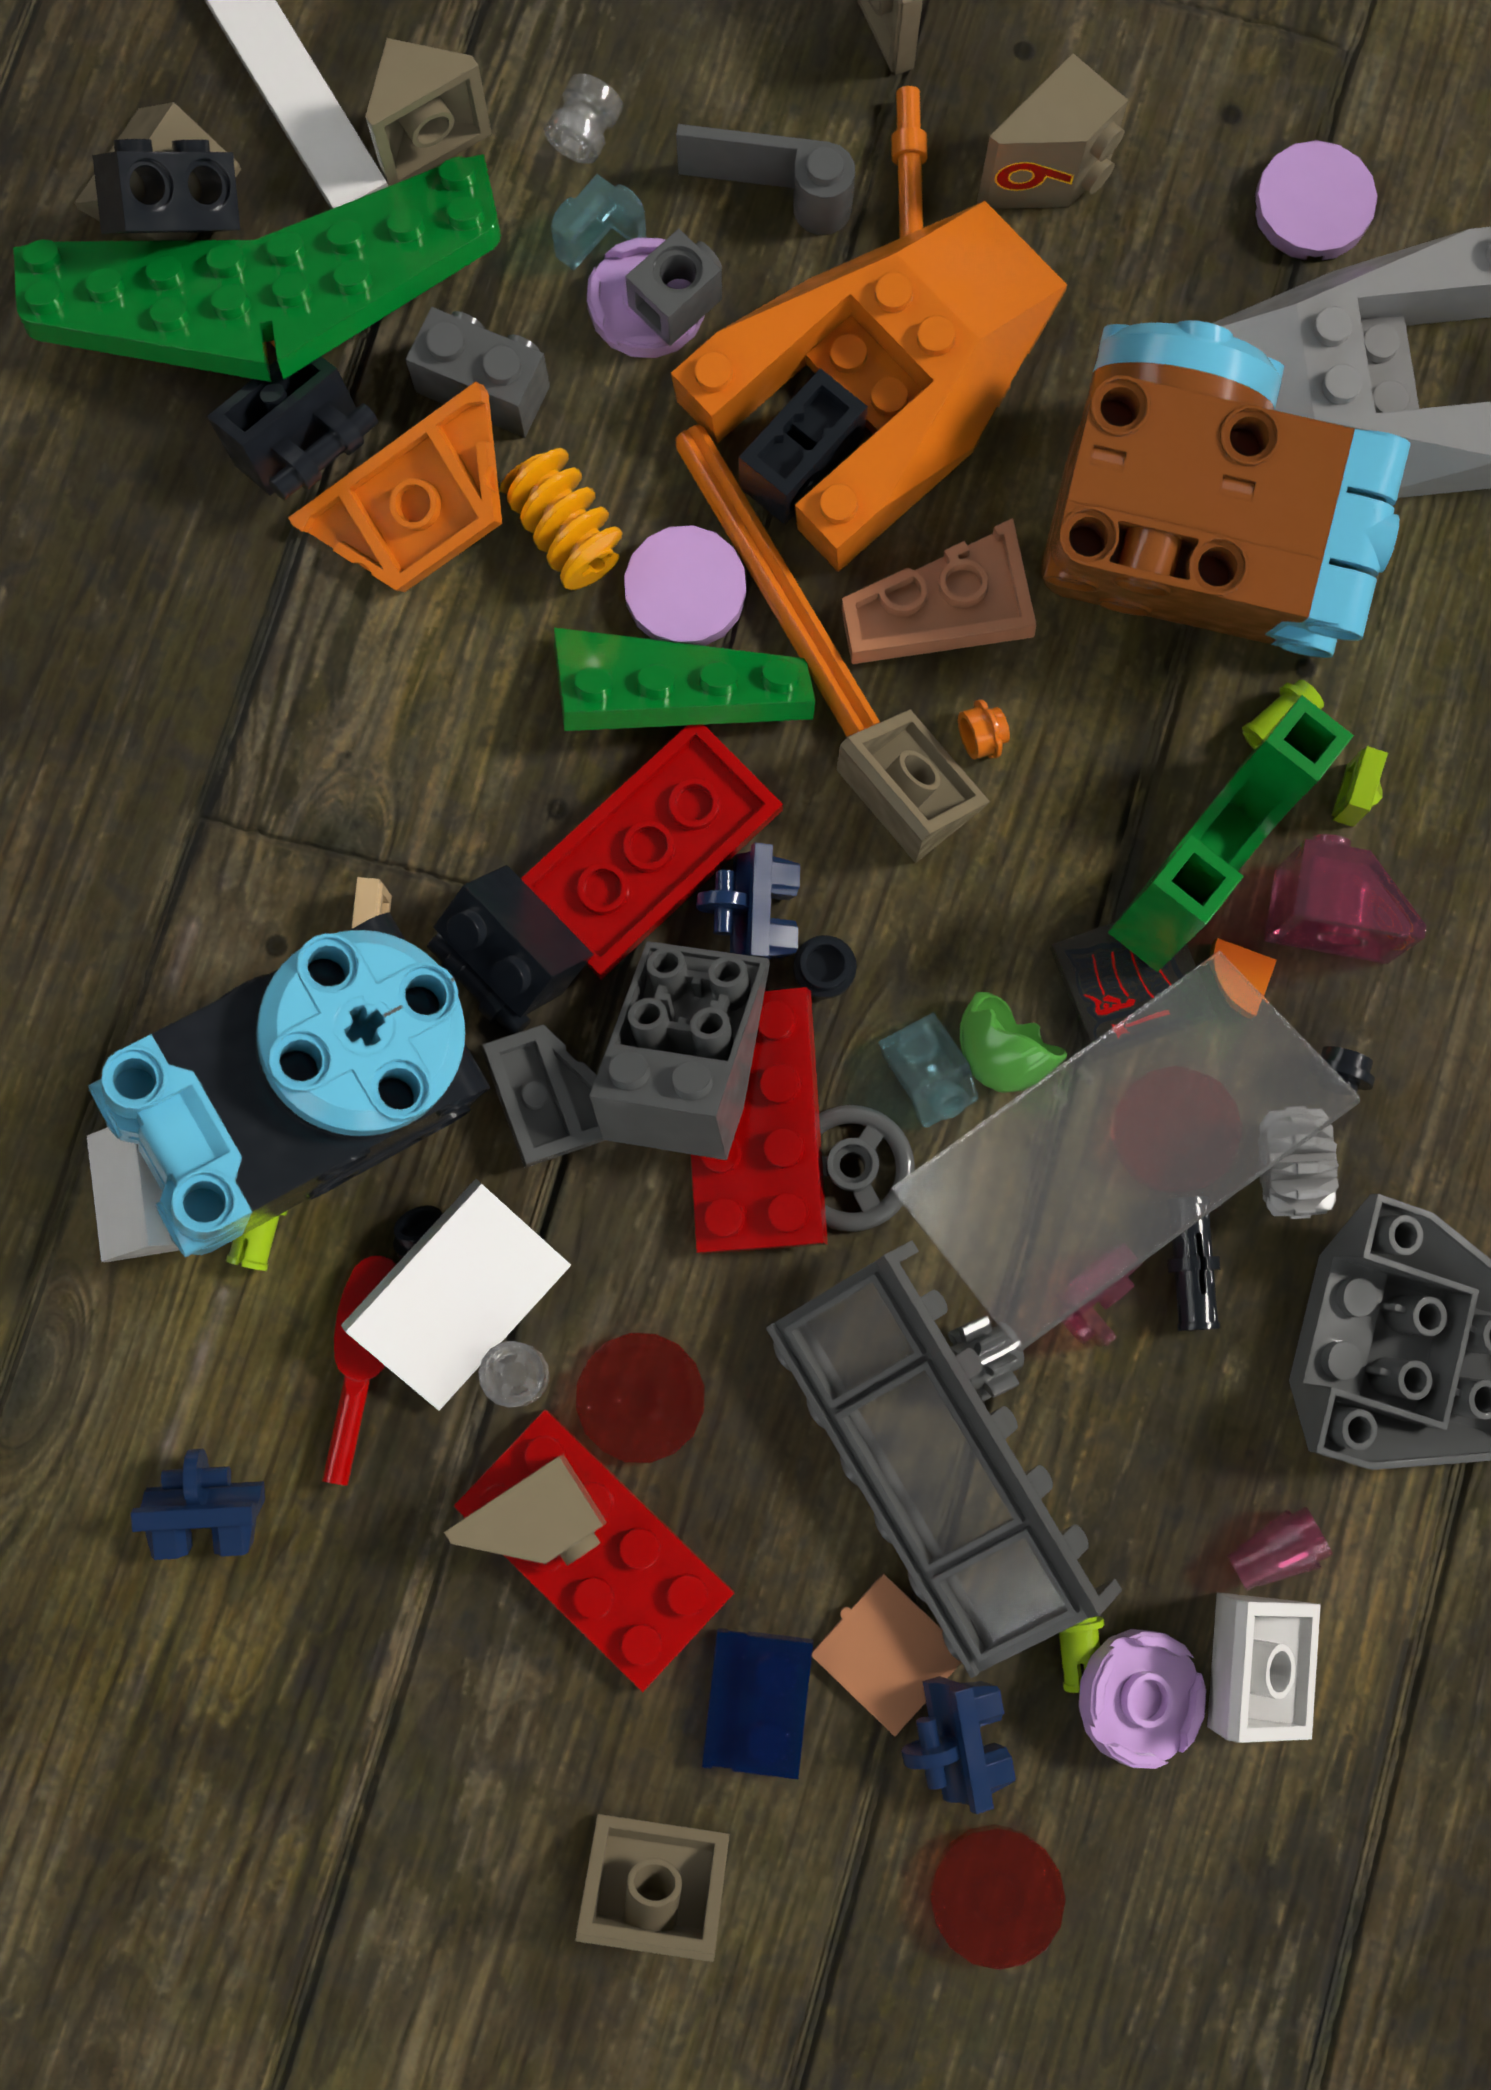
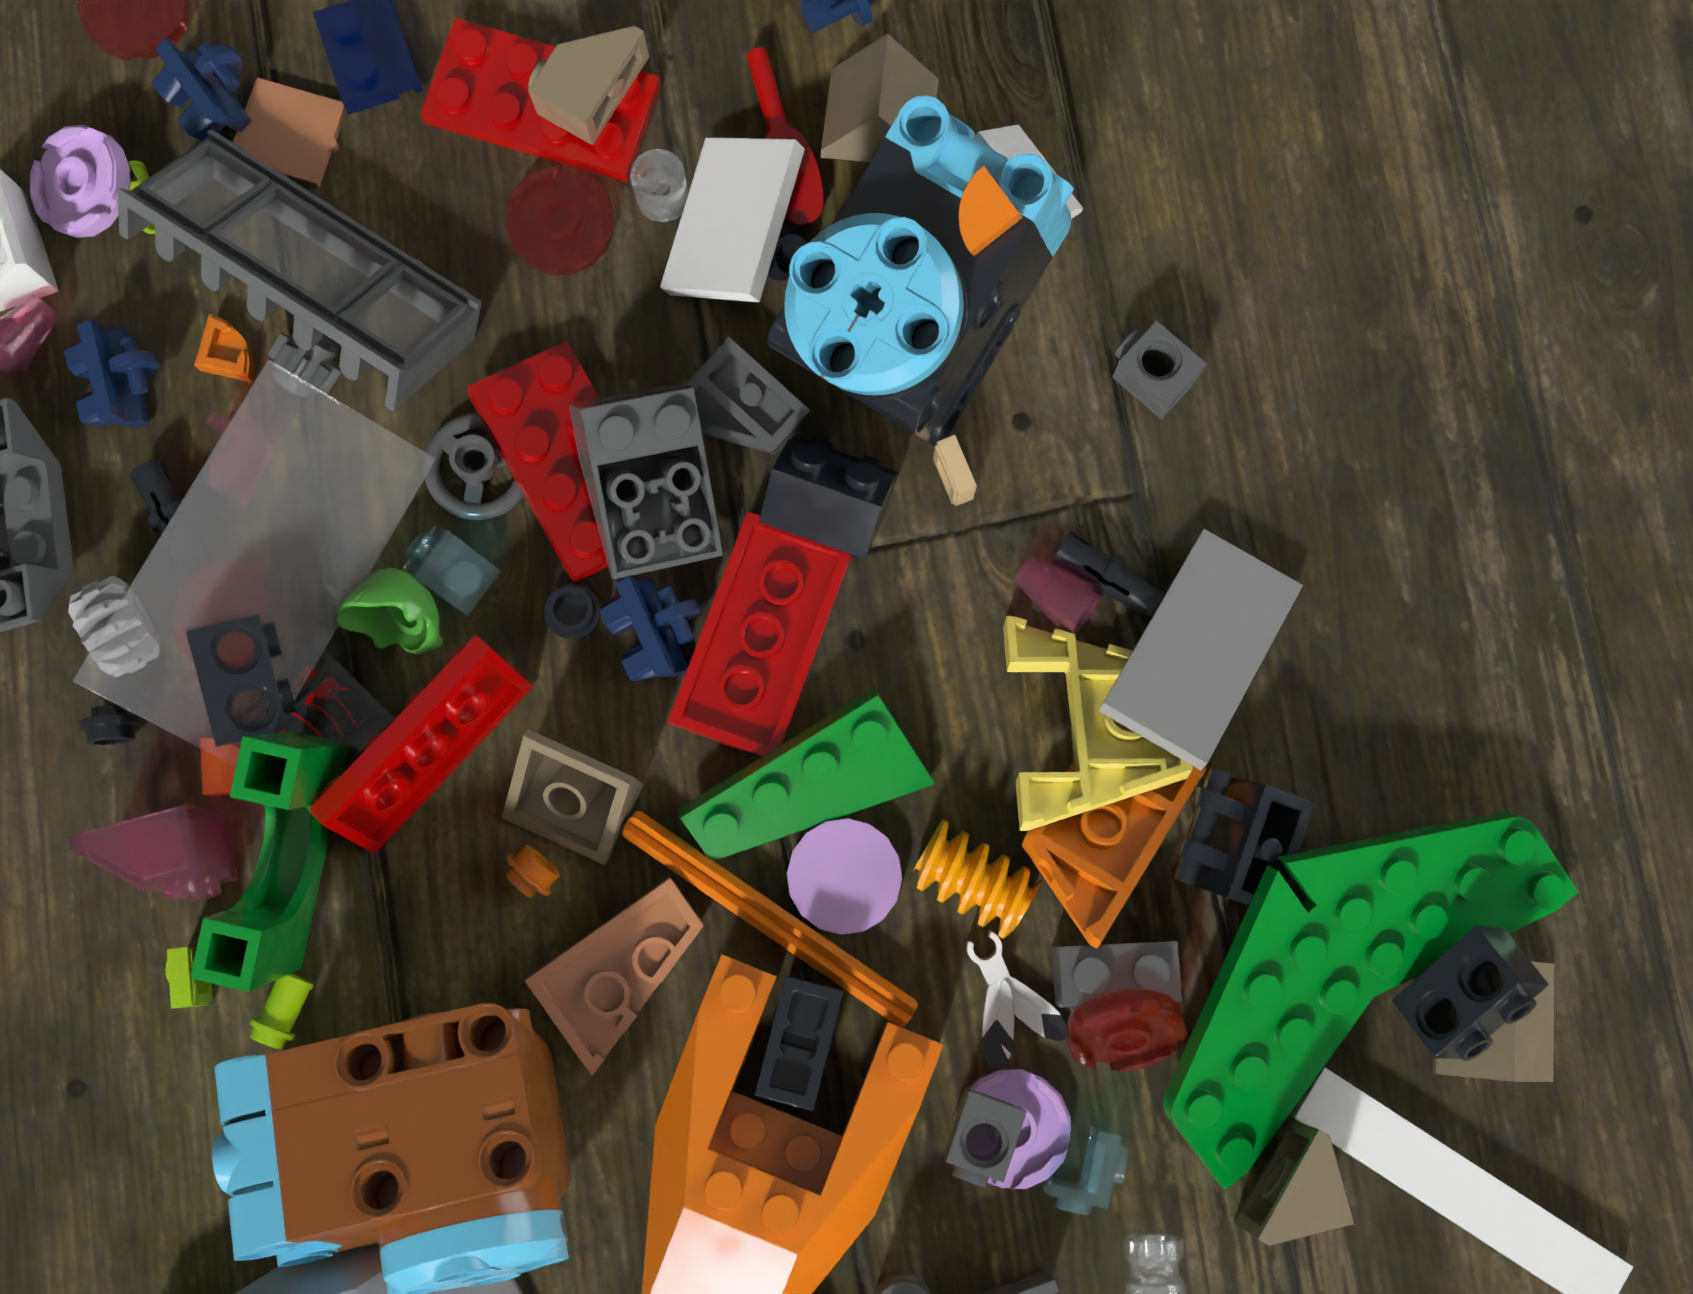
camera: 155 degrees right, 0 degrees up
(94, 897) = (1155, 392): none -> dark grey brick
(193, 1064) = (984, 212): none -> orange tile
(227, 616) = (1201, 649): none -> light grey tile
(238, 1342) = (868, 97): none -> dark tan slope
(276, 743) = (1109, 575): none -> black pin
(335, 747) = (1058, 594): none -> clear pink cone
(342, 592) = (1107, 755): none -> light yellow wing
(496, 312) = (1125, 1029): none -> clear red tile
(595, 408) = (1004, 999): none -> white piece
(1014, 895) = (421, 746): none -> red plate
(1062, 1427) = (225, 351): none -> orange tile
(1190, 1449) = (115, 374): none -> dark blue hips
(1196, 1027) = (223, 681): none -> black brick

